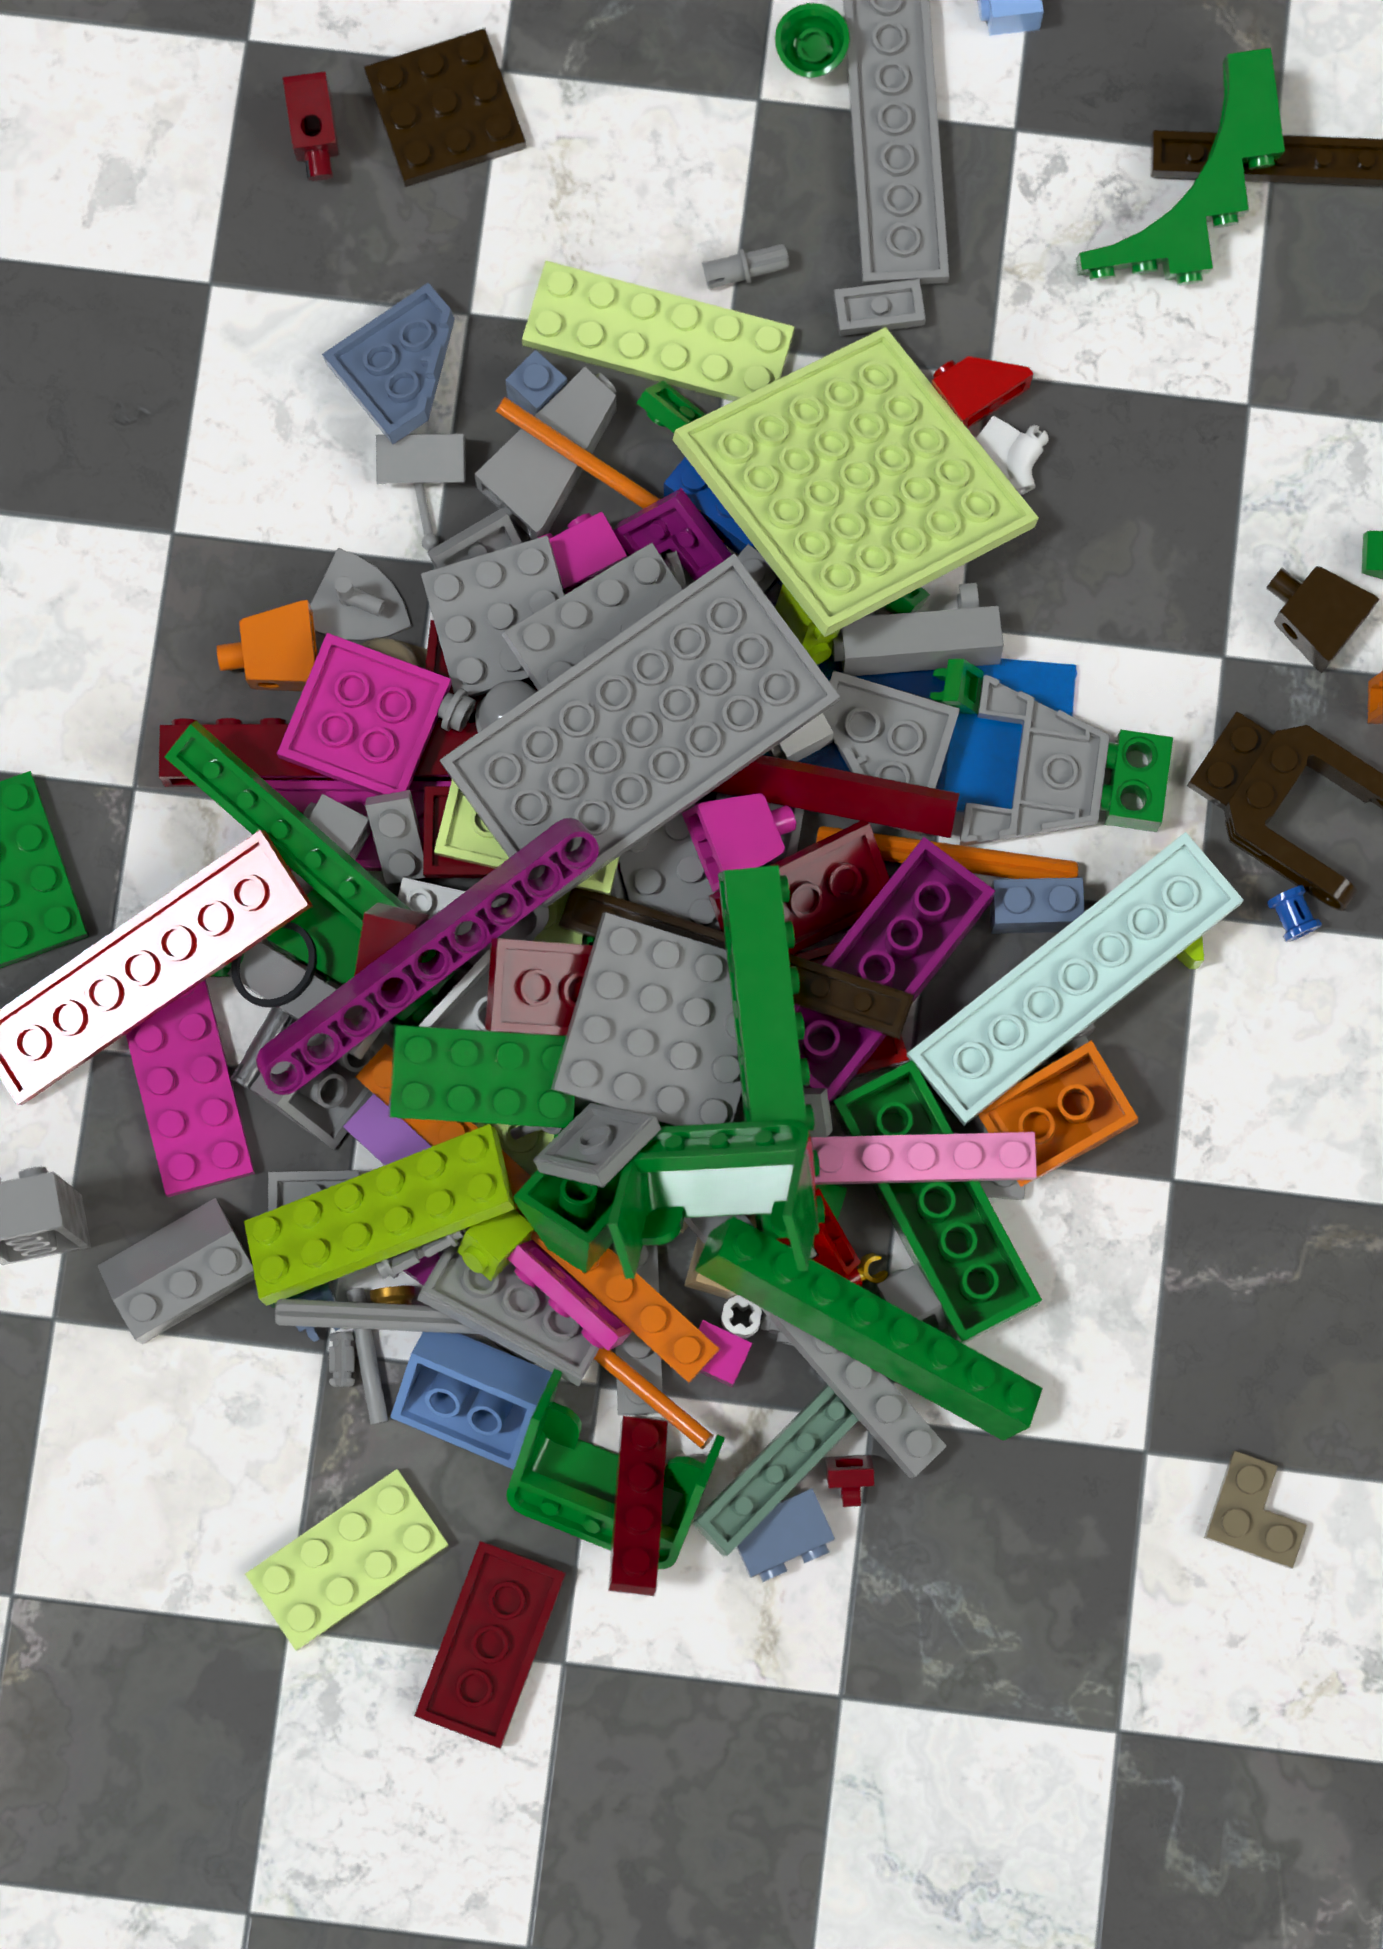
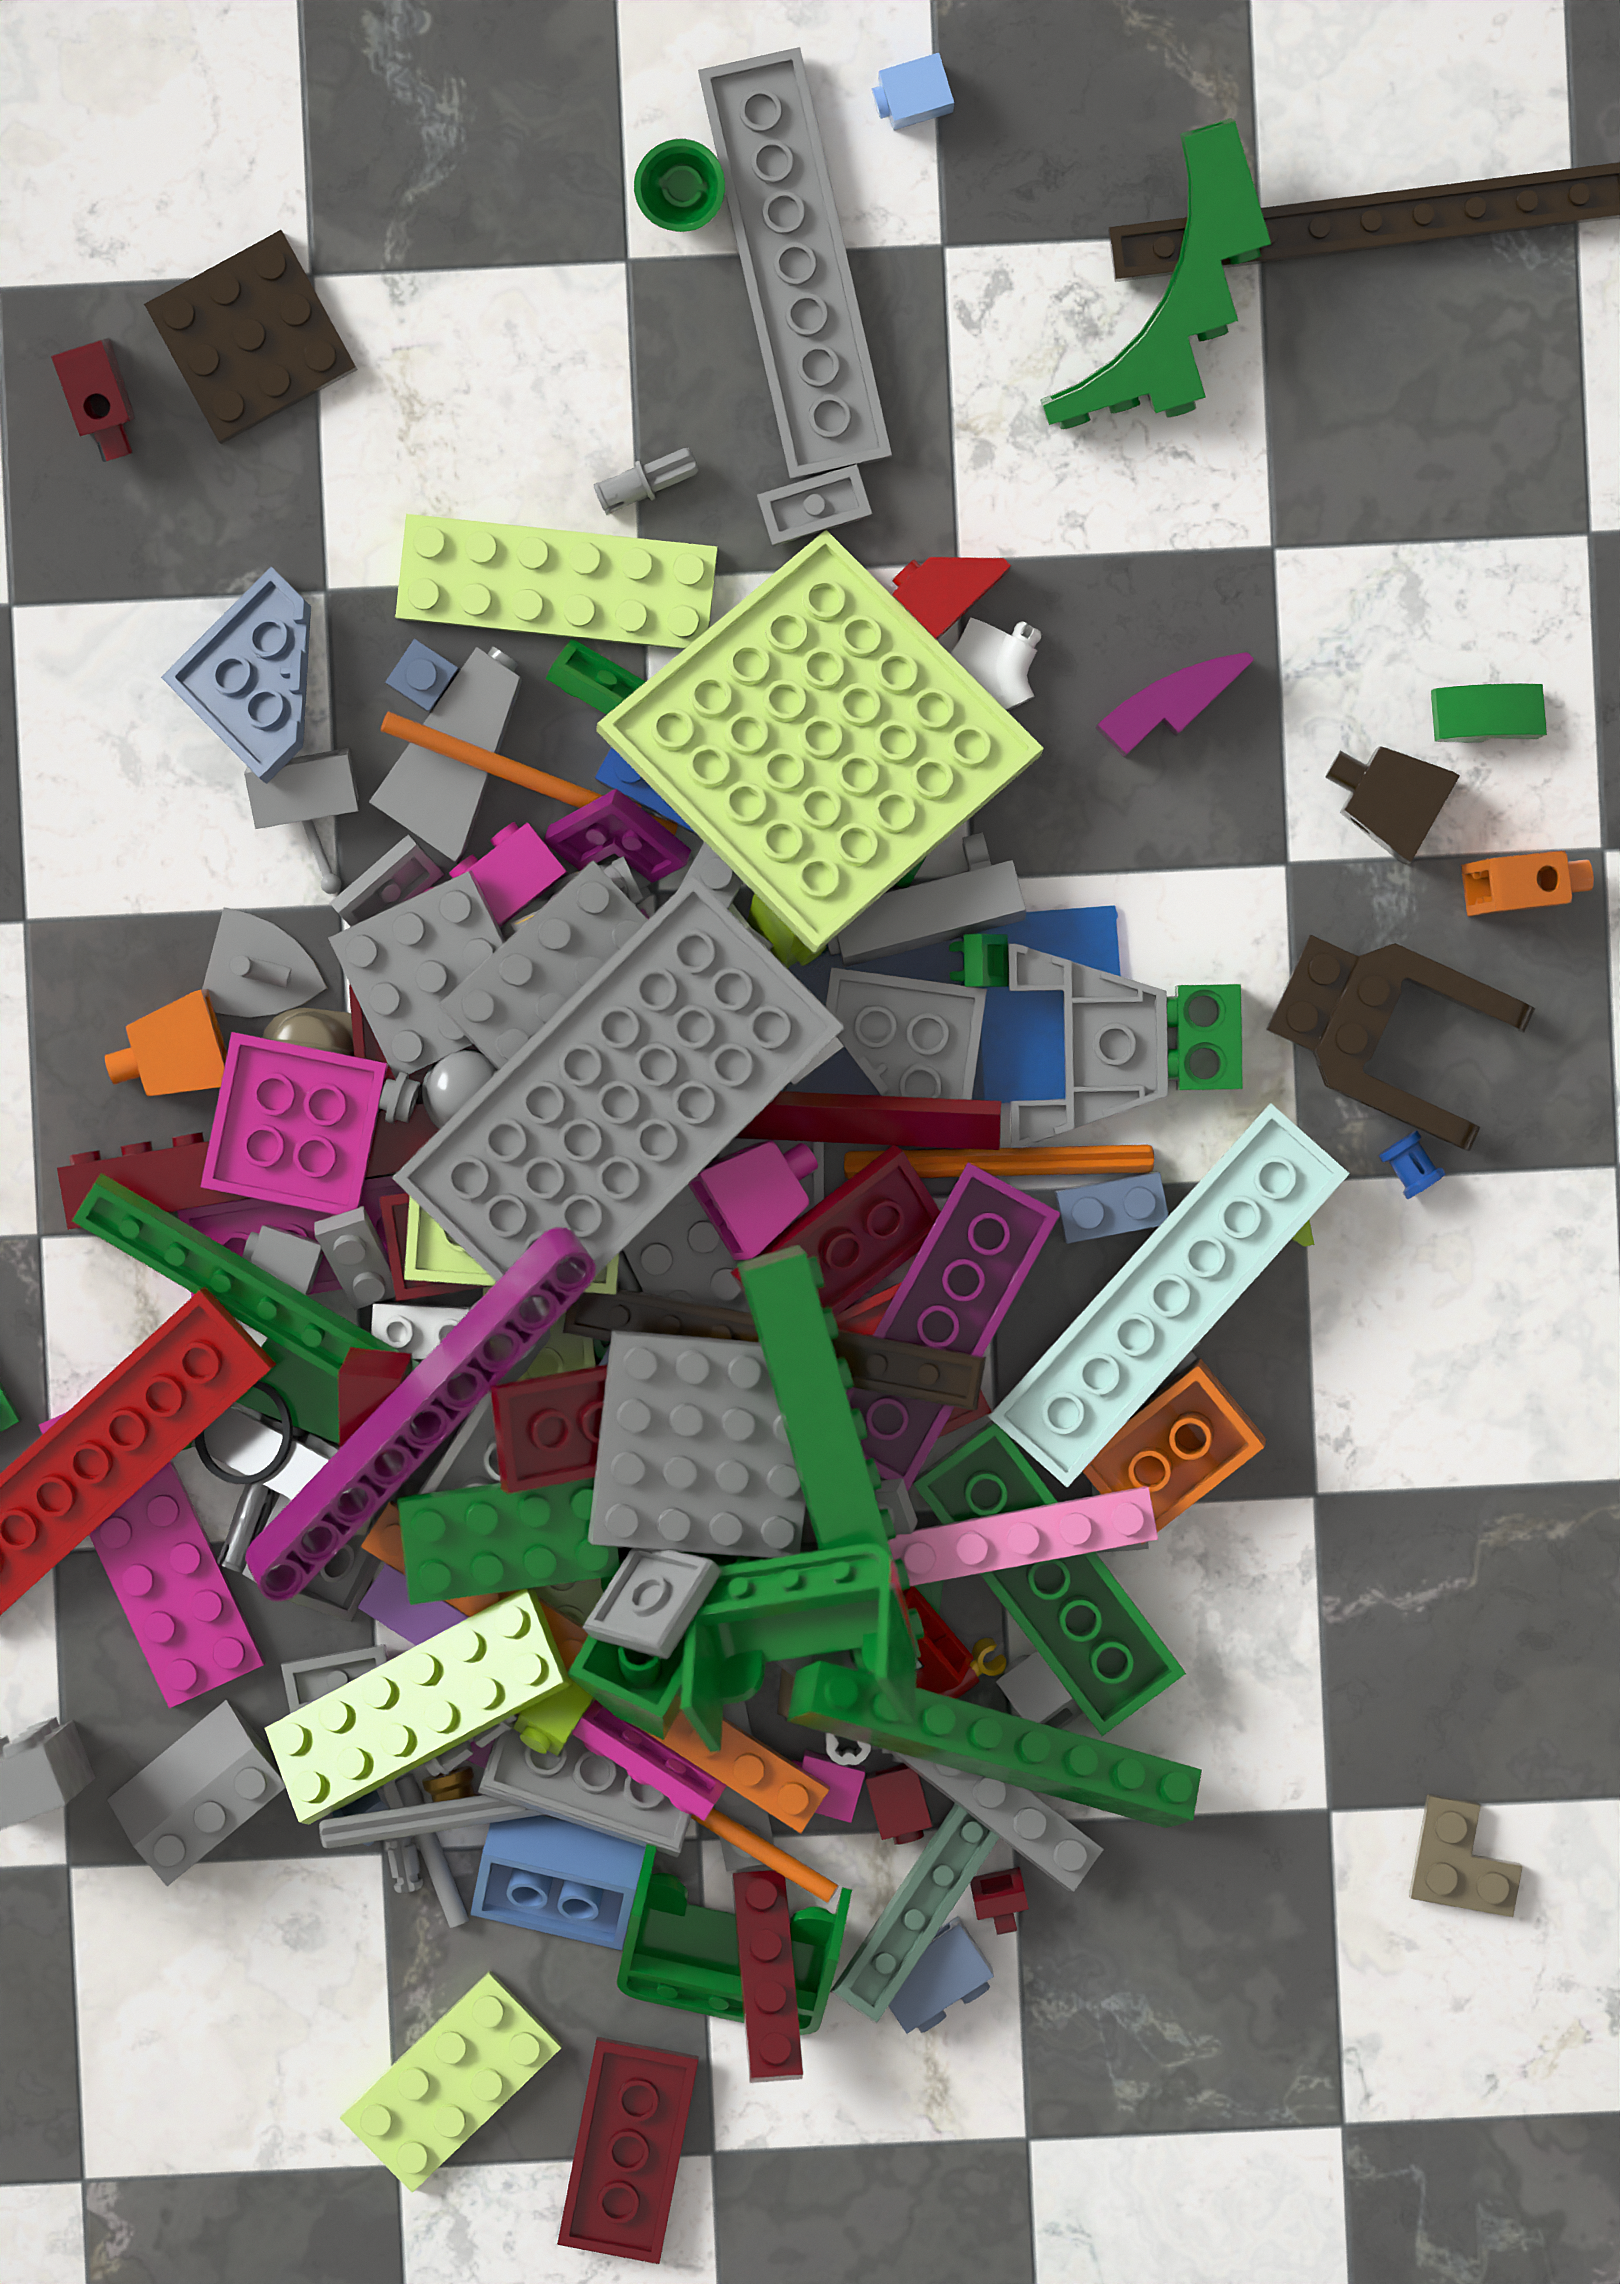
camera: 10 degrees left, 10 degrees up
(776, 1378) = (898, 1803): none -> dark red brick
(1148, 506) = (1171, 700): none -> magenta slope

